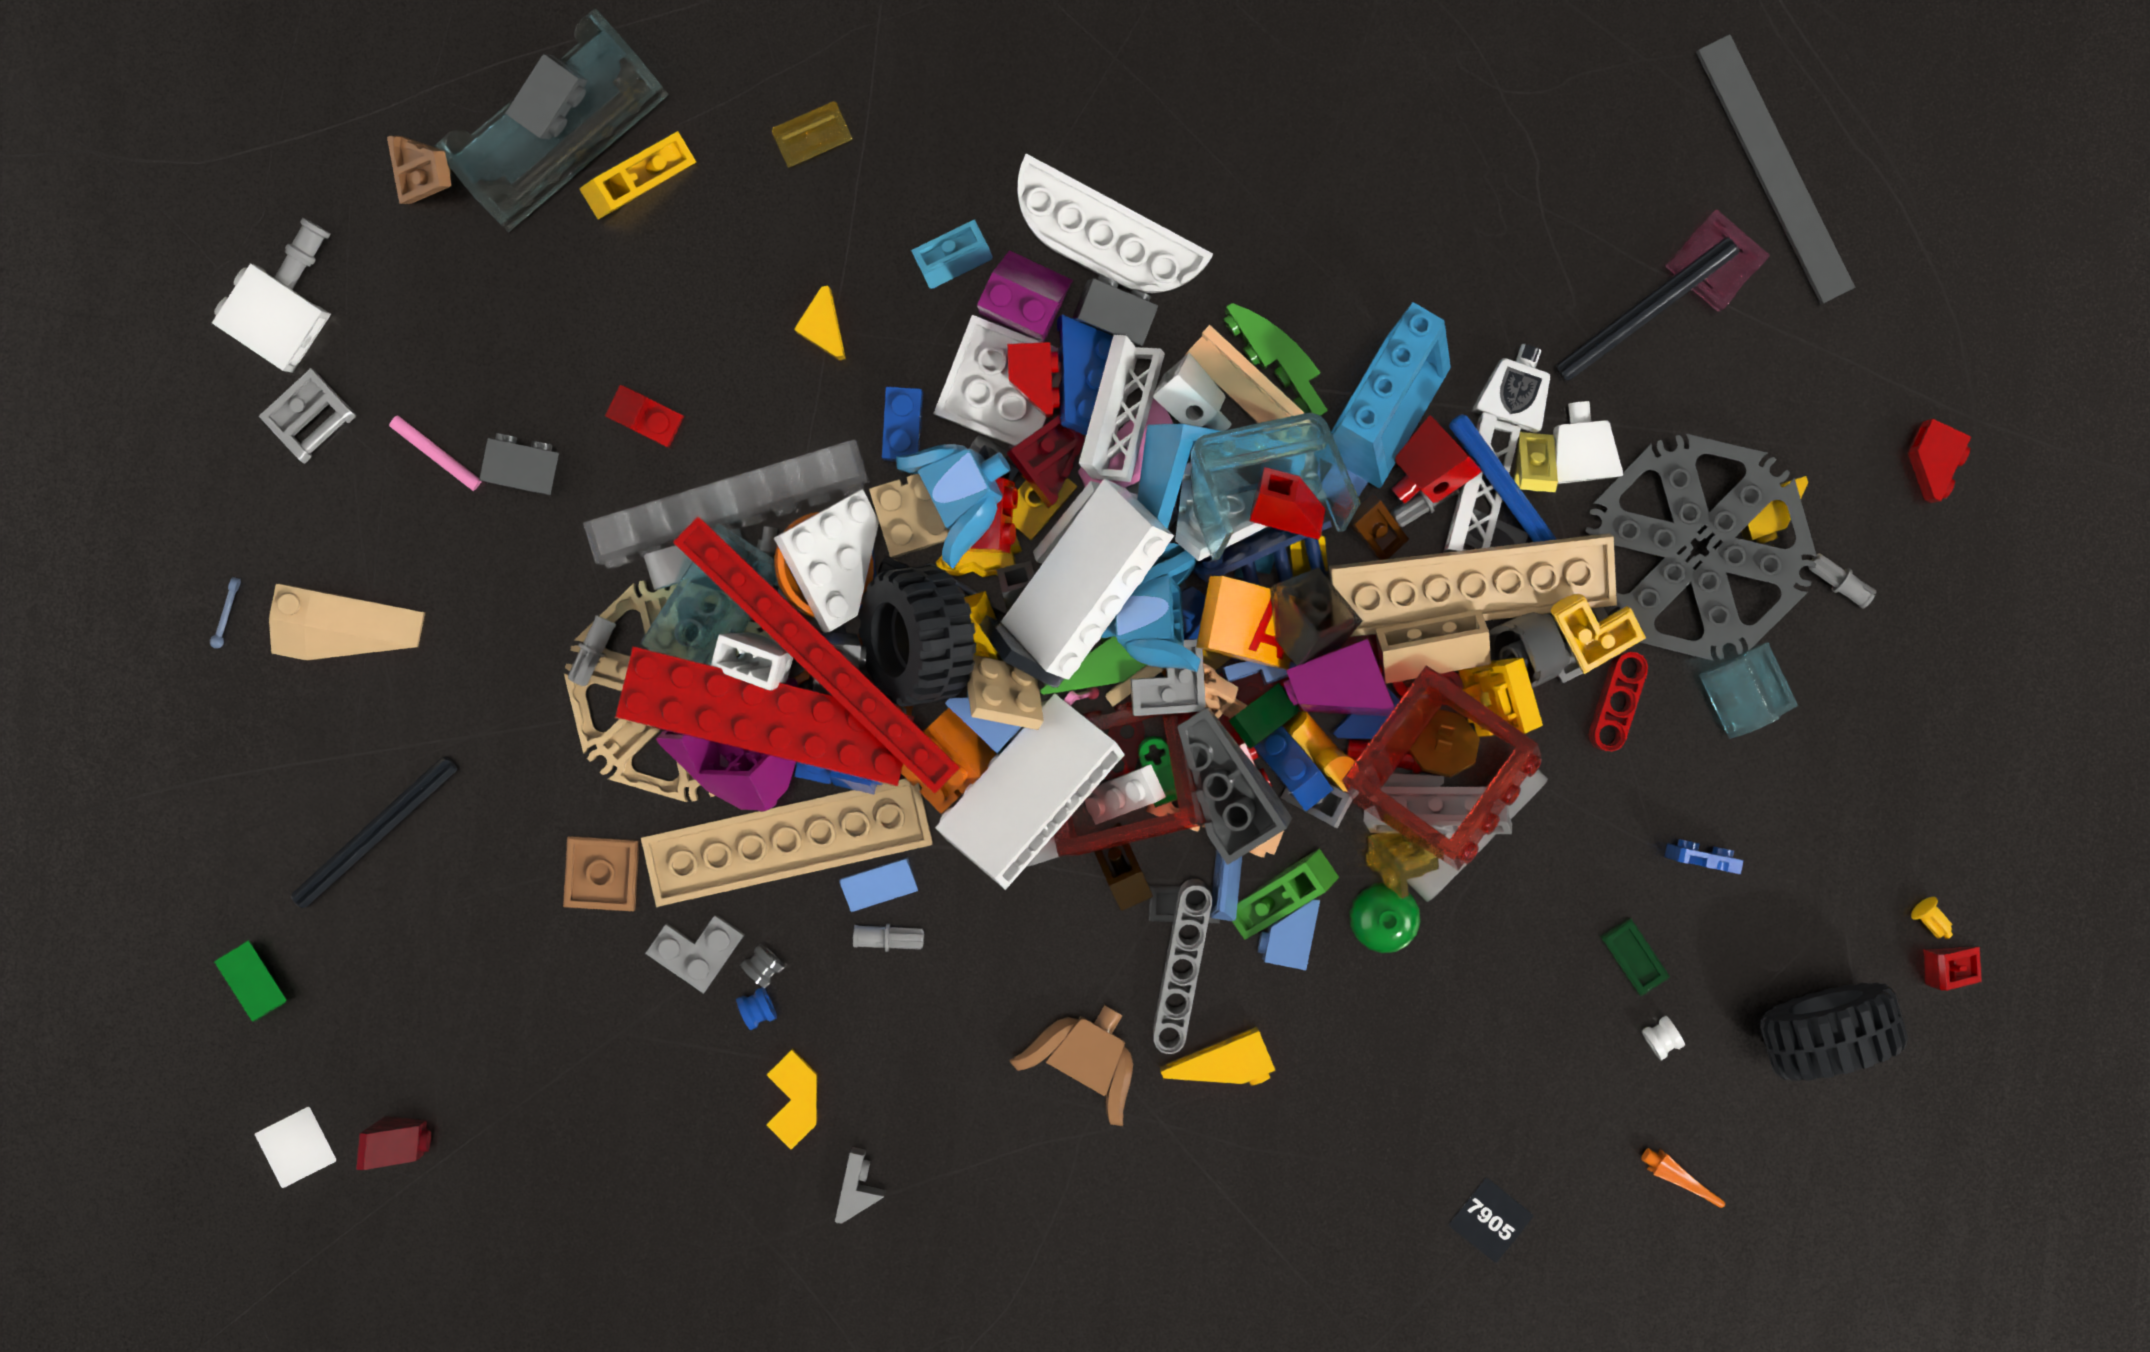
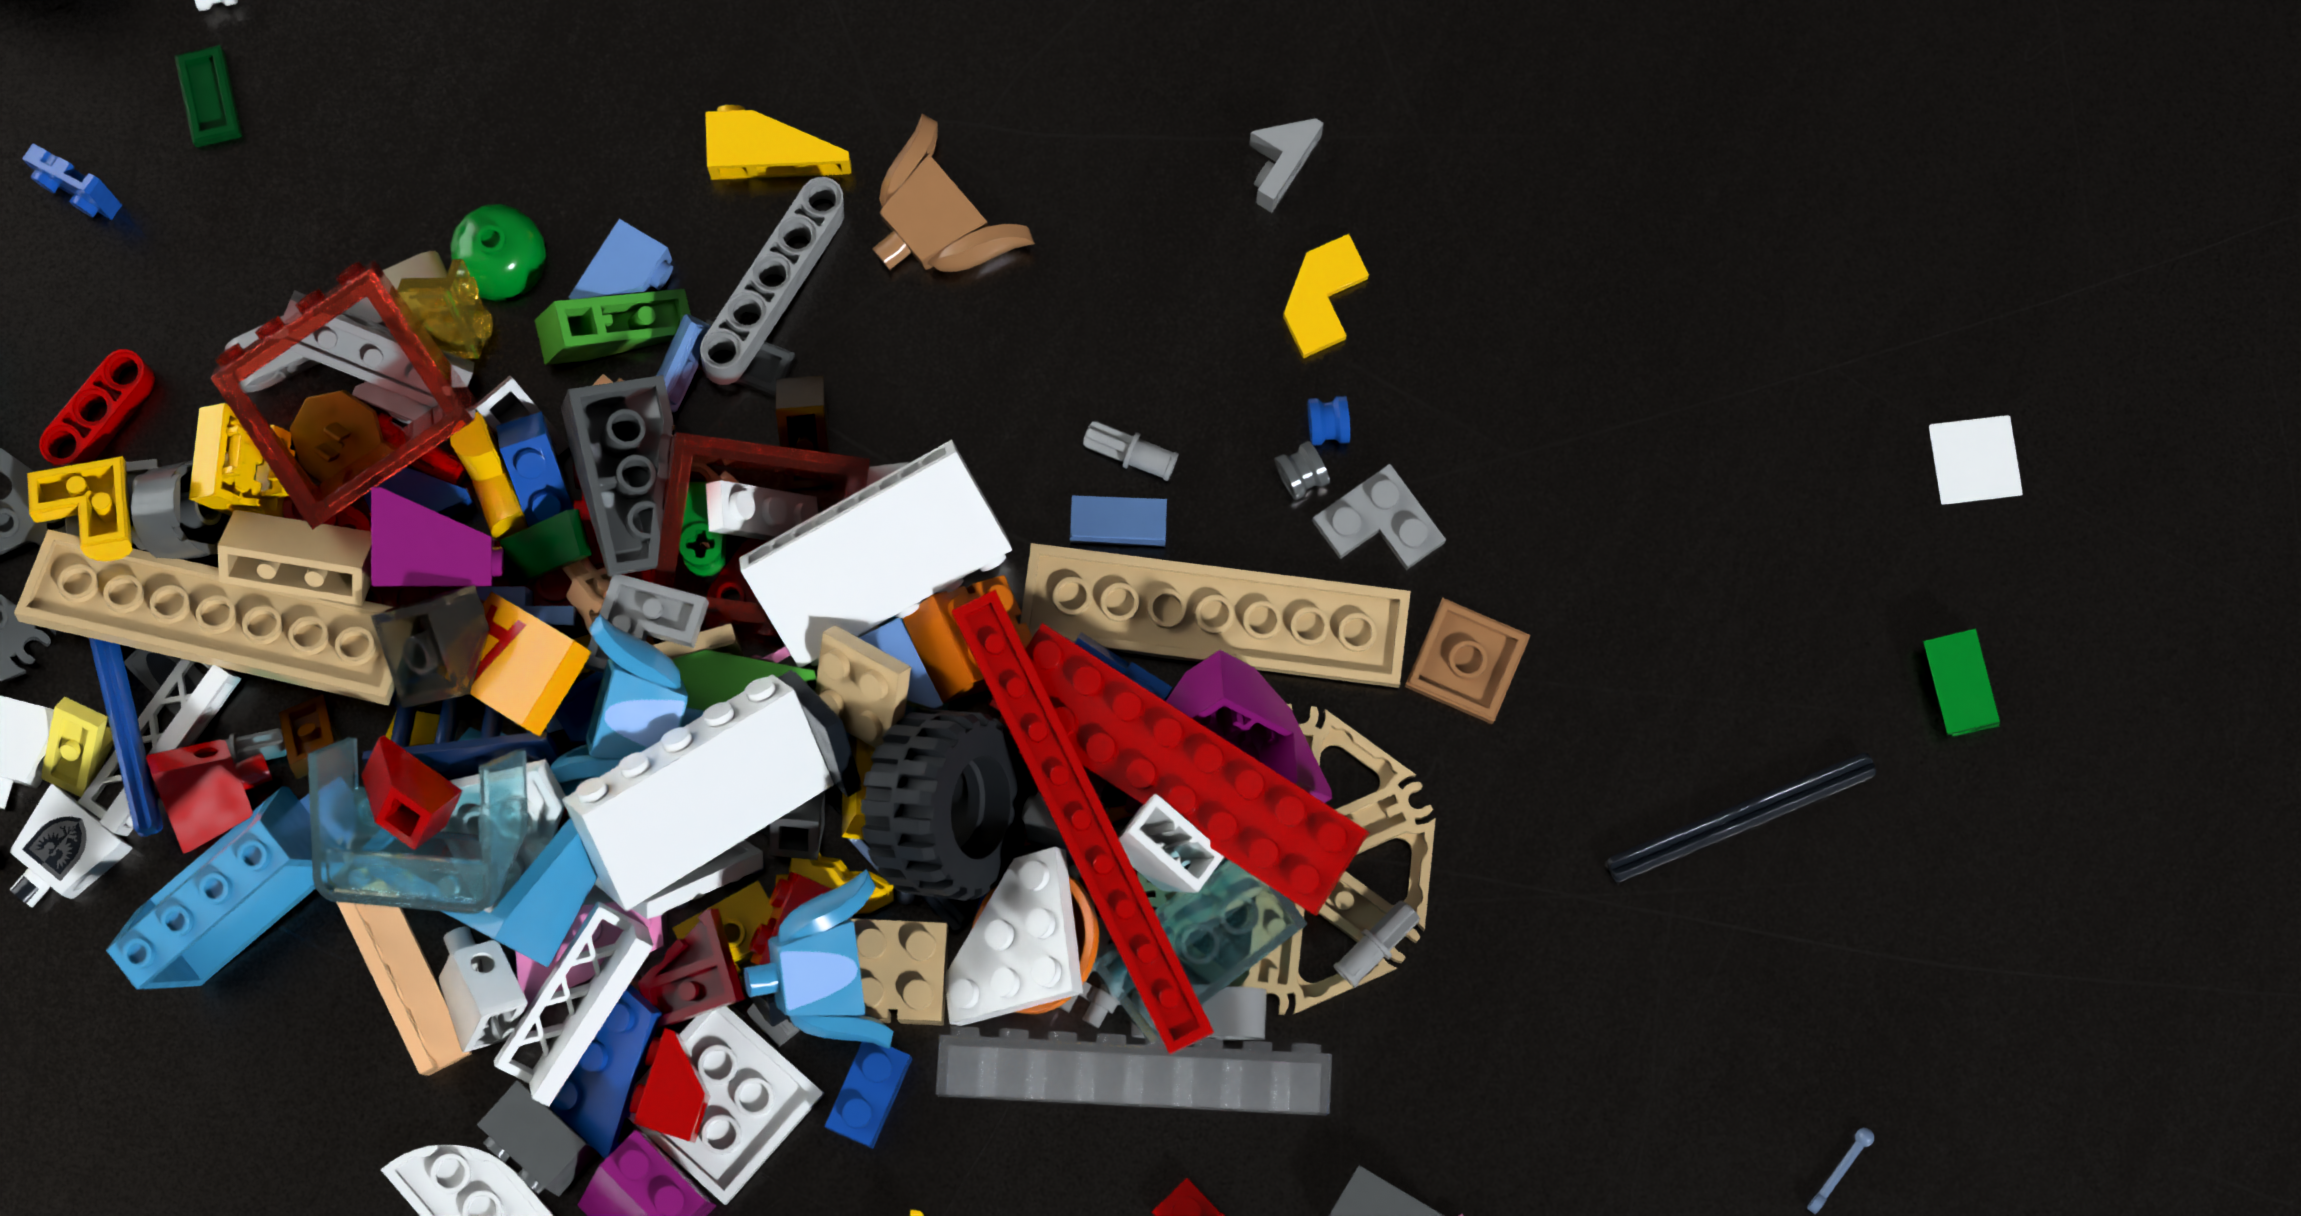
camera: 165 degrees left, 10 degrees down
(328, 625) = (1706, 1103): tan wedge -> none
(392, 1142) = (1843, 413): dark red slope -> none
(1271, 345) = (353, 1021): bright green slope -> none

